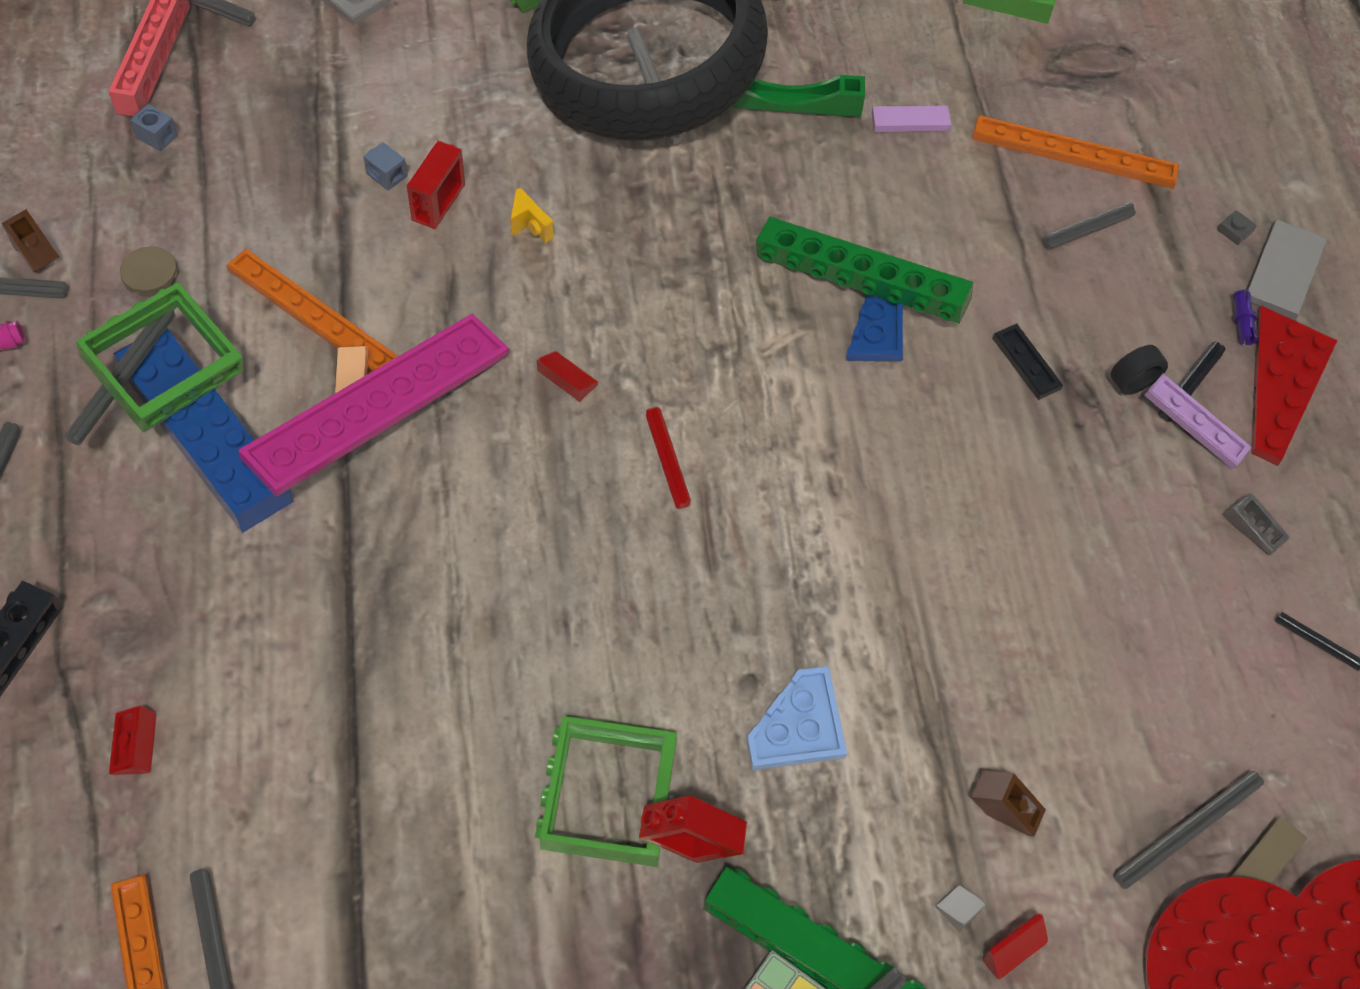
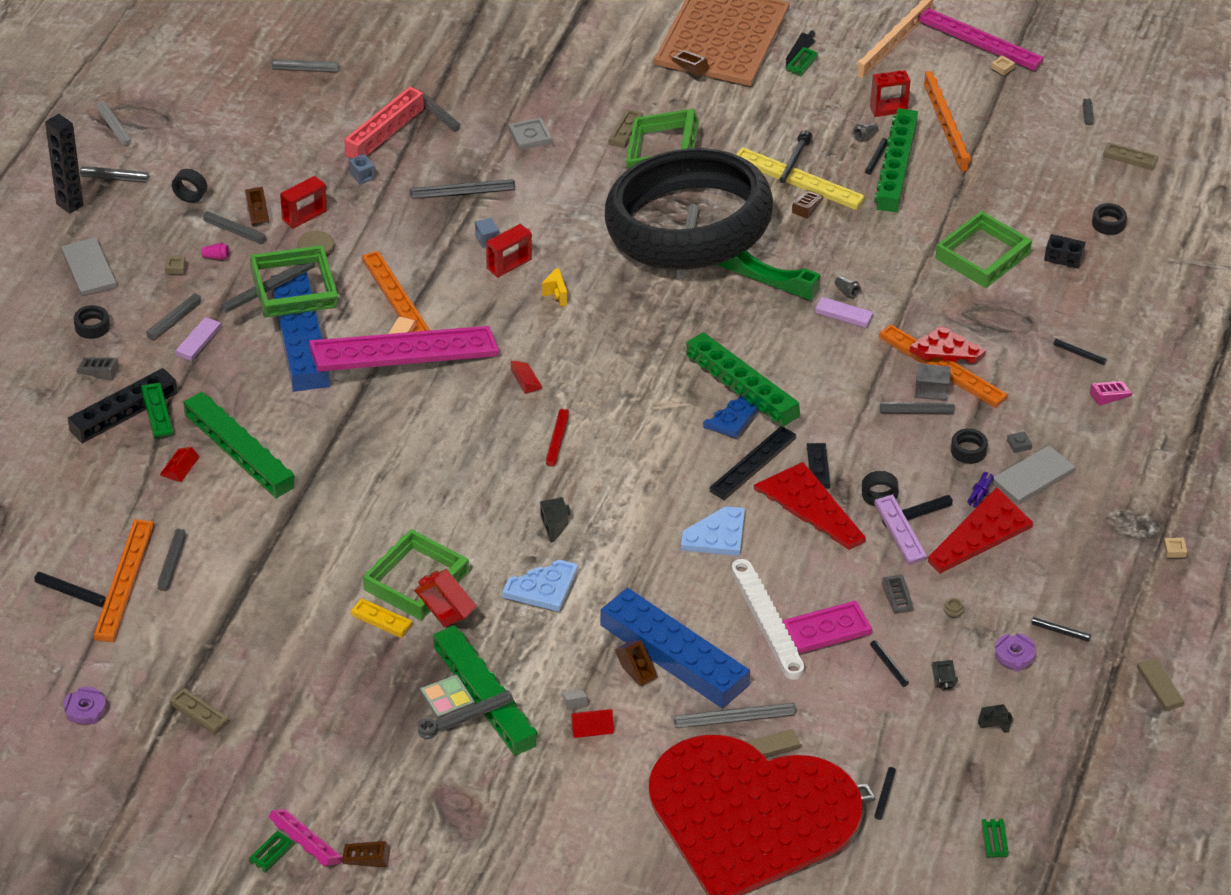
camera: 30 degrees right, 15 degrees down
(49, 499) = (198, 339): none -> lavender tile
(49, 662) = (157, 410): none -> green tile
(78, 214) = (291, 196): none -> red window
(211, 667) = (239, 444): none -> green brick
(310, 109) = (464, 188): none -> black axle
(598, 893) = (381, 618): none -> yellow tile
(745, 597) = (554, 516): none -> pearl dark grey slope
(894, 80) = (848, 287): none -> flat silver cone
(944, 393) = (752, 463): none -> black tile
(972, 525) = (716, 533): none -> light blue plate
(1048, 752) = (676, 648): none -> blue brick
(1054, 423) = (809, 501): none -> red wing
(1065, 122) = (948, 346): none -> plate
(1084, 181) = (932, 382): none -> flat silver piece
(1127, 640) = (768, 619): none -> white gear
(1195, 243) = (969, 456): none -> black tyre
(1210, 620) = (827, 626): none -> dark pink plate
(1214, 72) = (1079, 351): none -> black bar
(1286, 116) = (1100, 392): none -> dark pink slope
(1336, 514) = (953, 607): none -> dark tan plate

